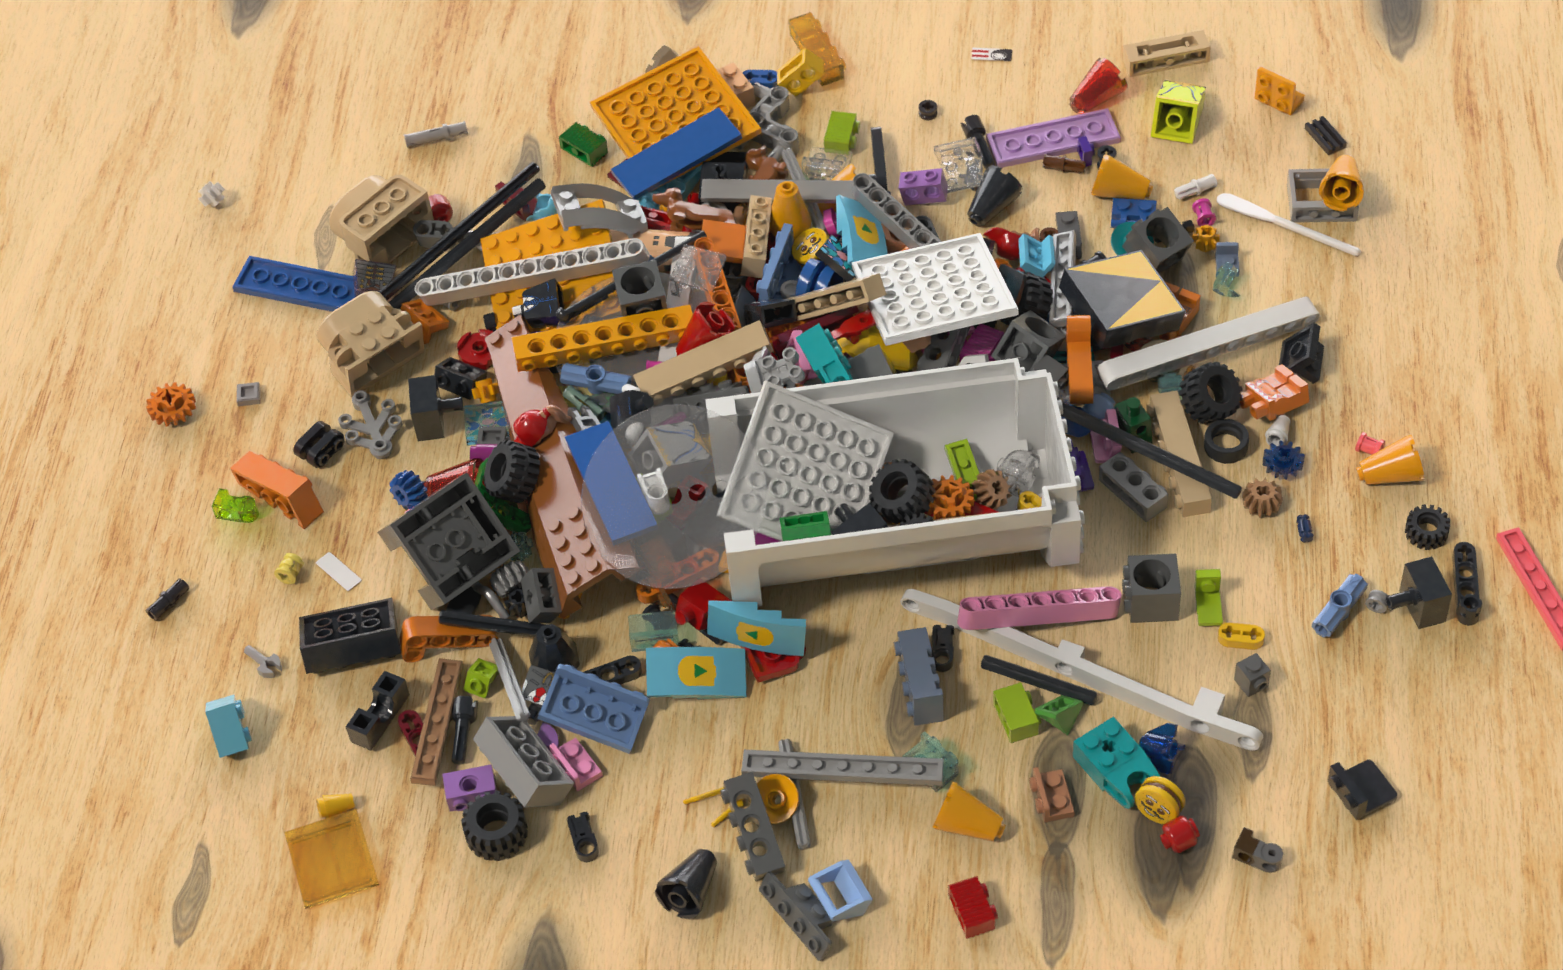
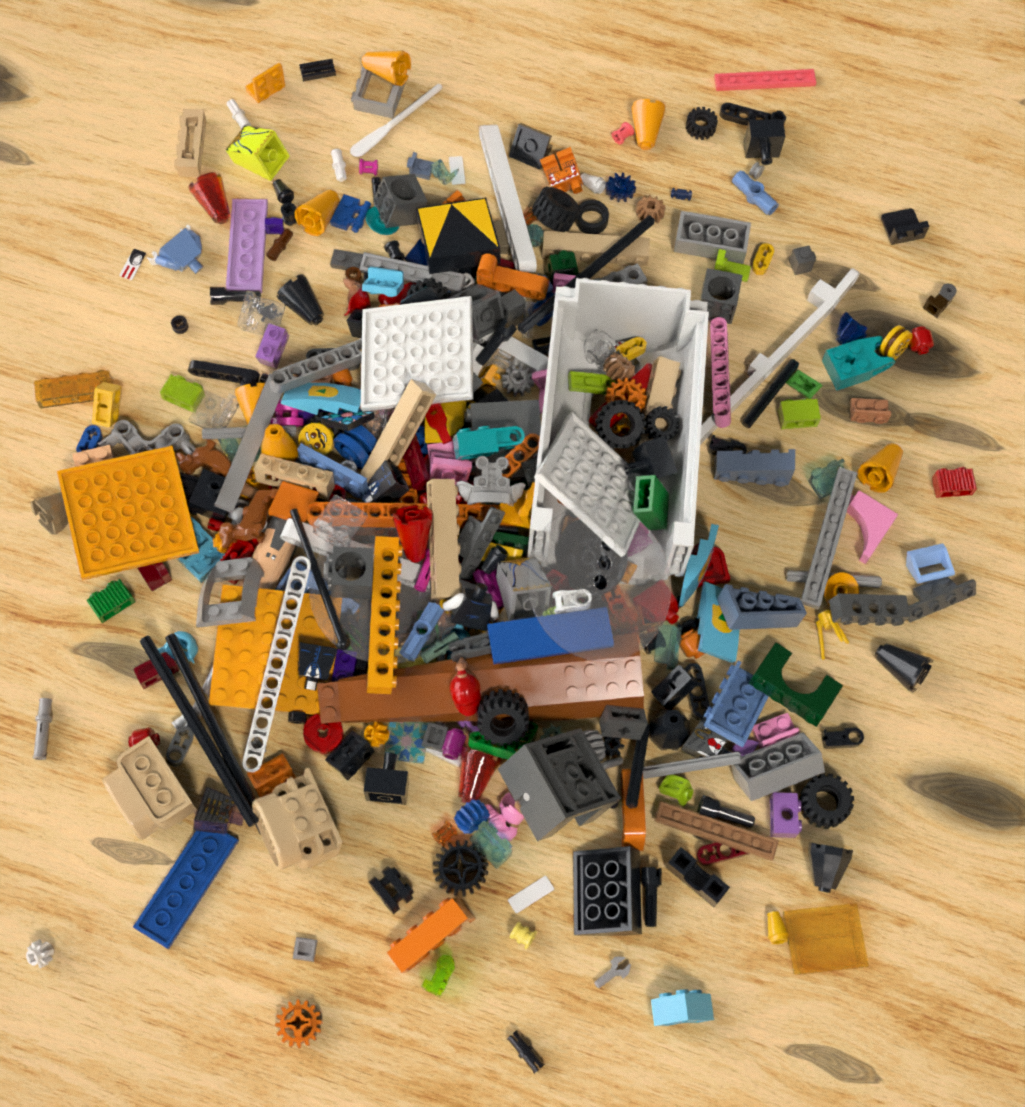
camera: 85 degrees left, 15 degrees up
(339, 503) = (458, 850): none -> black gear
(365, 672) = (651, 880): none -> black piece
(379, 446) = (382, 840): light grey plant -> none
(384, 473) = (444, 833): none -> clear orange bush
(388, 512) = (495, 848): none -> clear light blue bracket
(417, 838) = (828, 865): none -> black cone
(599, 642) = (674, 687): none -> black brick
(609, 788) = (809, 706): none -> dark green arch
(676, 153) = (175, 519): blue tile -> none
(717, 705) = (759, 610): none -> sand blue wedge
(881, 823) = (872, 519): none -> bright pink arch
(1017, 82) = (180, 252): none -> medium blue torso
(1134, 147) = (283, 192): none -> black cone
(1206, 238) = (395, 169): light orange gear -> none
(1224, 82) = (238, 114): none -> white axle
(1244, 567) = (706, 234): none -> light grey brick
(1246, 297) = (455, 163): none -> white sticker

